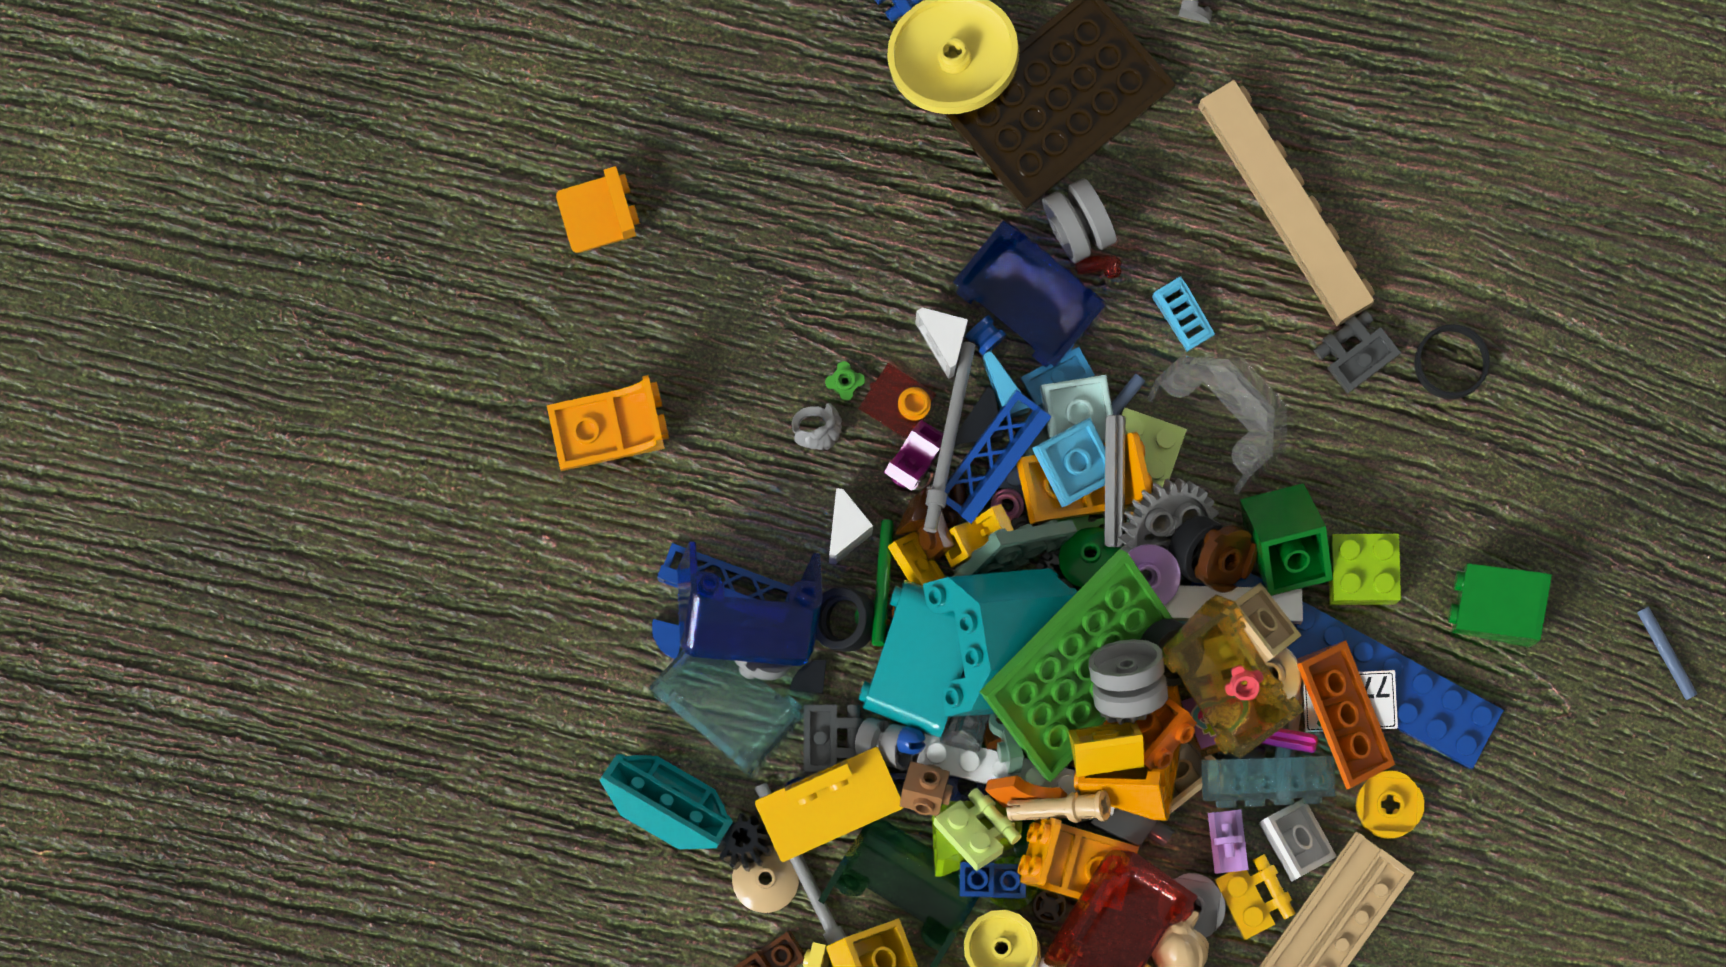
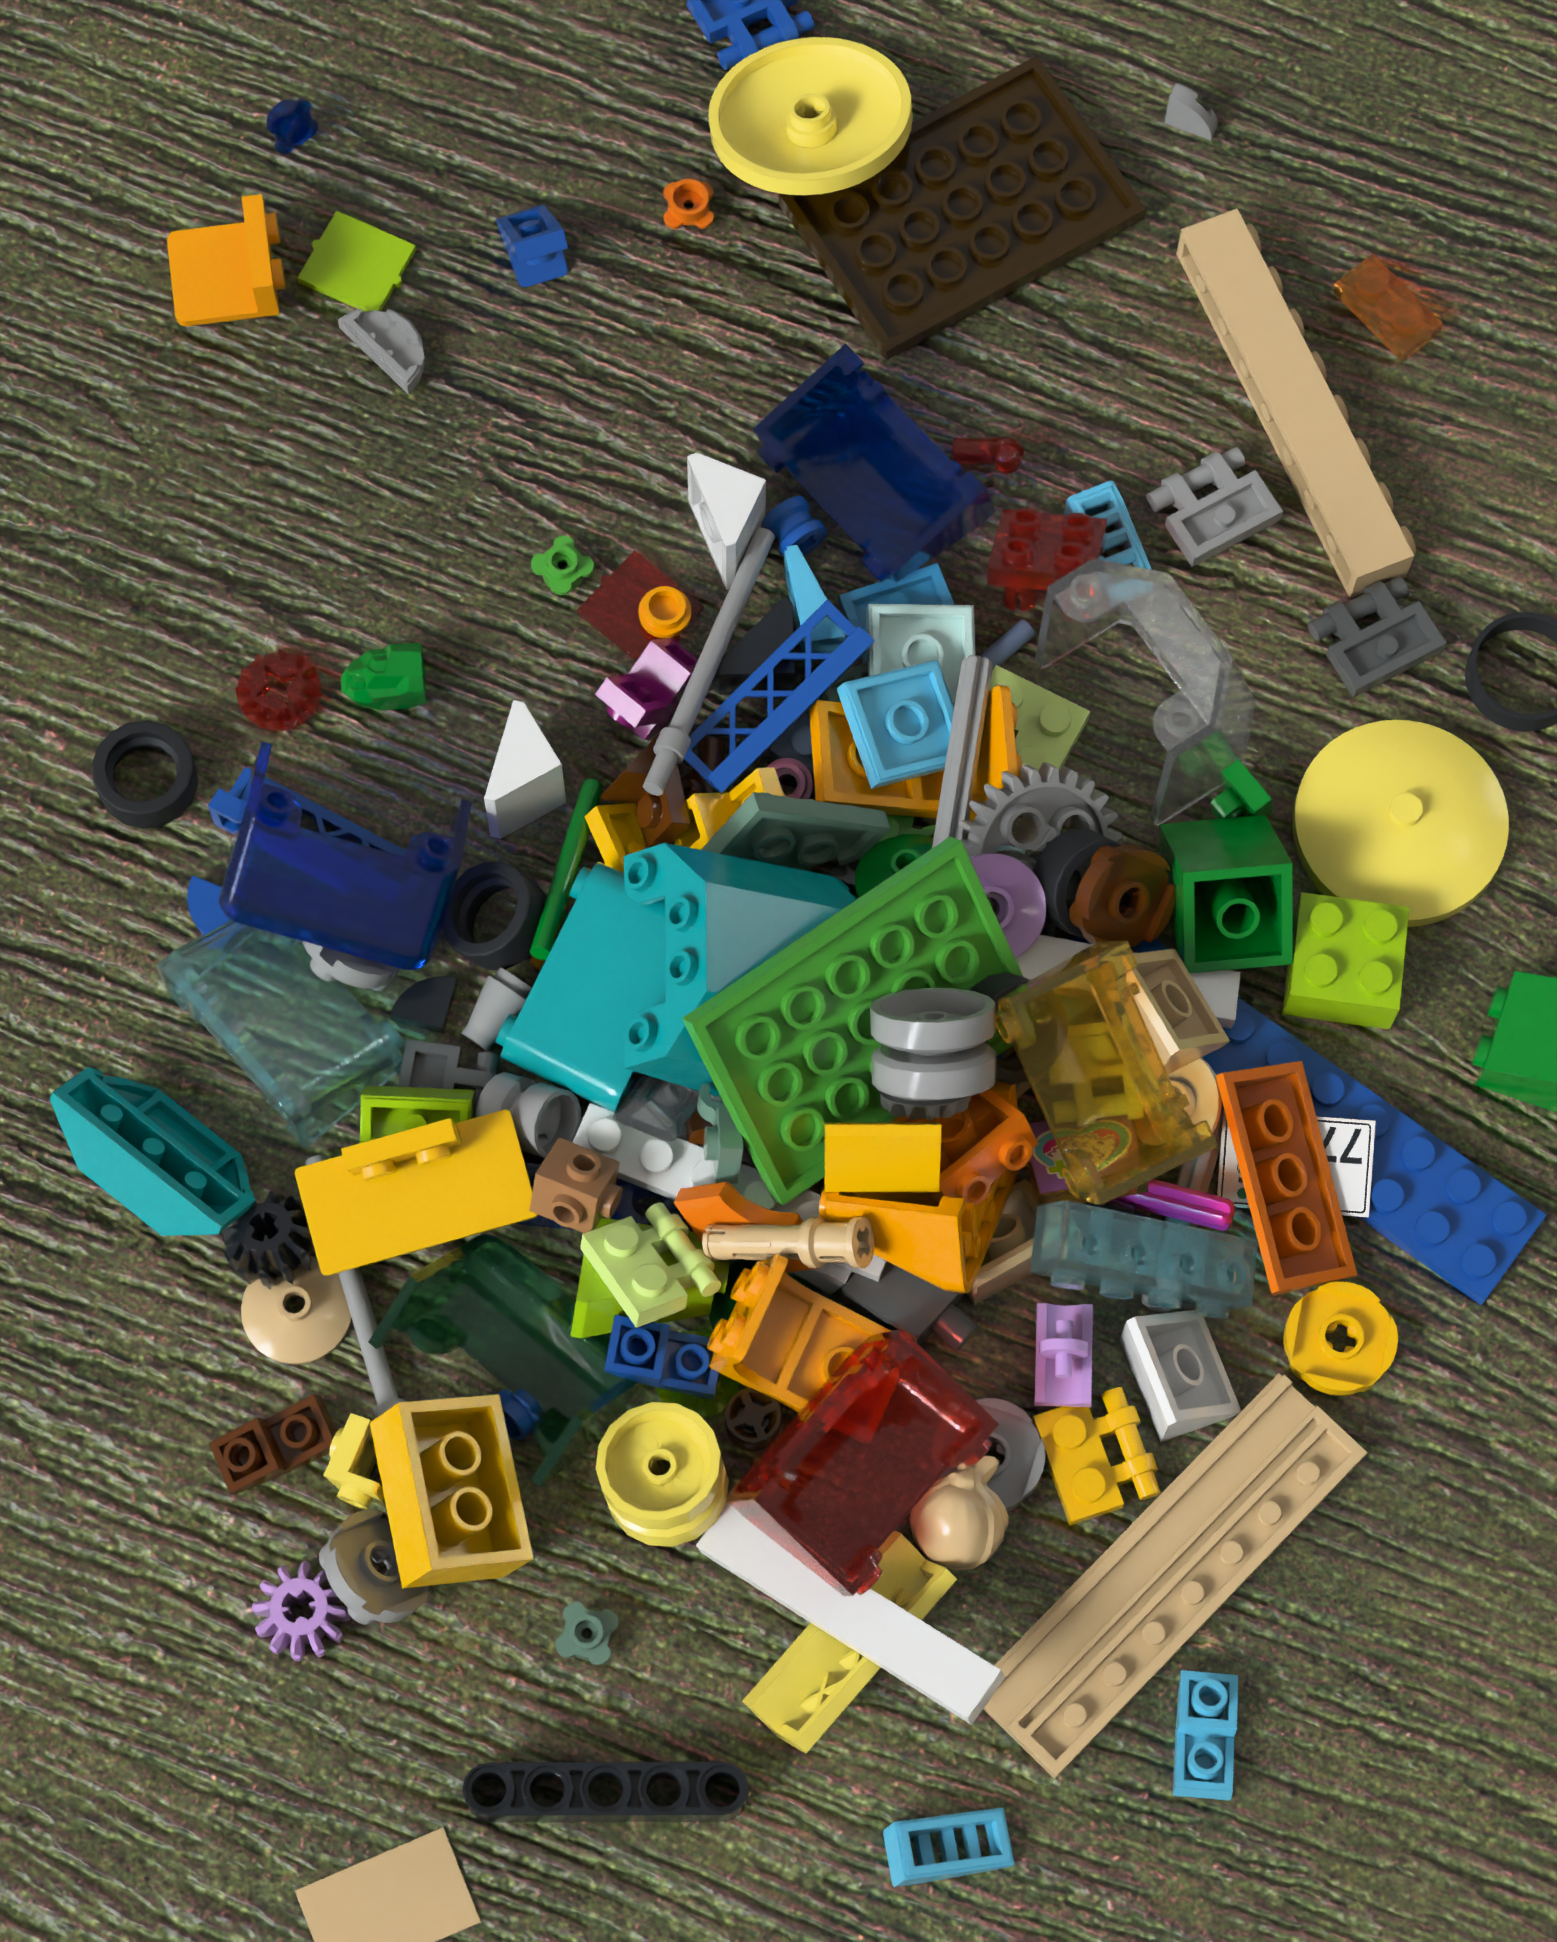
camera: 10 degrees right, 10 degrees down
(593, 540) = (141, 736): none -> black tyre
(608, 425) = (181, 576): light orange bracket -> none
(620, 104) = (291, 124): none -> clear blue plate
(678, 192) = (356, 263): none -> lime piece
(680, 504) = (270, 711): none -> clear red gear
(710, 246) = (389, 342): none -> light grey plate
(748, 472) = (387, 678): none -> green rock
(789, 163) = (534, 245): none -> blue slope
(816, 752) = (398, 1109): none -> lime slope
(822, 437) = (511, 637): light grey piece -> none
(855, 671) = (498, 999): none -> light grey cone
(876, 115) = (688, 192): none -> orange plate
(910, 741) = (555, 1103): blue hinge -> none
(911, 923) = (520, 1412): none -> blue plate
(1079, 220) = (966, 373): light grey wheel -> none
(1147, 335) = (1040, 549): none -> clear red plate
(1244, 692) = (1129, 1107): coral plate -> none
(1250, 288) = (1220, 518): none -> light grey plate
(1287, 471) = (1240, 794): none -> green tile
(1336, 126) = (1387, 307): none -> clear orange plate
(1386, 471) = (1401, 819): none -> light yellow dish

